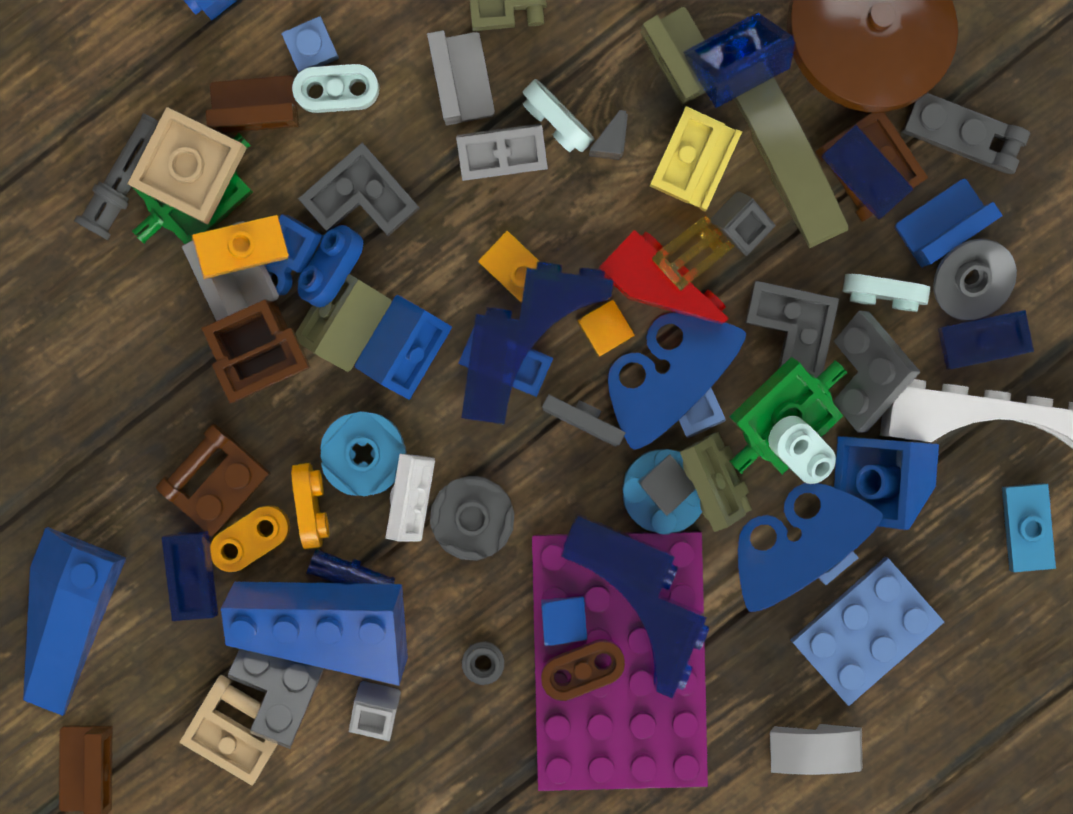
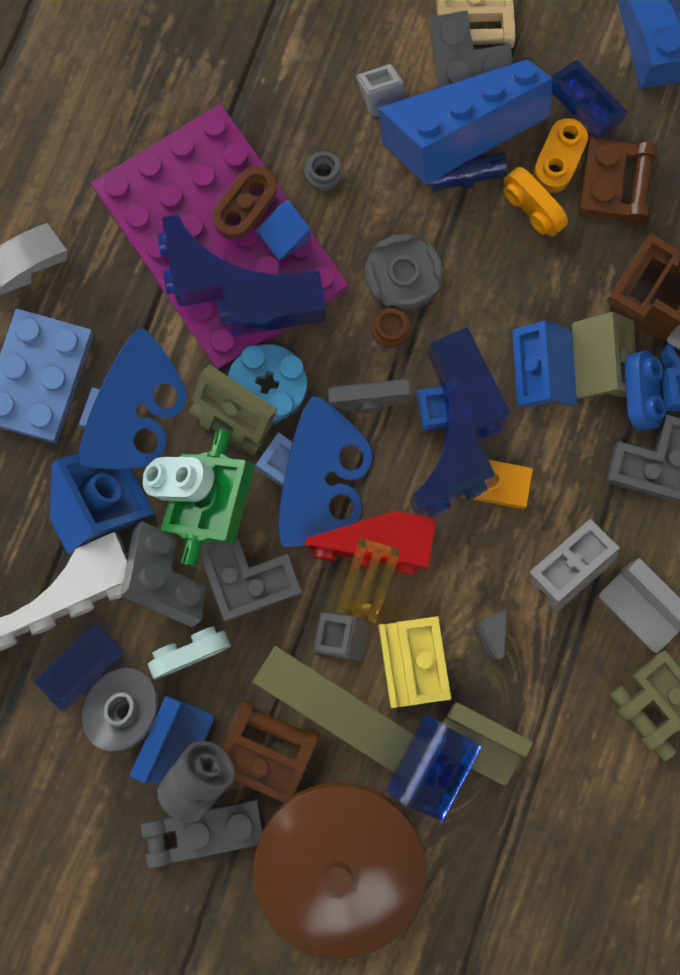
camera: 145 degrees right, 10 degrees down
(338, 453) = (537, 253): dark azure plate -> none
(410, 498) = (462, 254): white plate -> none
(519, 472) = (390, 327): none -> reddish brown plate
(544, 104) = (562, 626): light aqua plate -> none
(605, 328) = (397, 479): light orange slope -> none
(667, 485) = (271, 380): dark grey slope -> none
(867, 172) = (266, 740): clear blue plate -> none
(950, 174) = (195, 781): none -> dark grey wheel

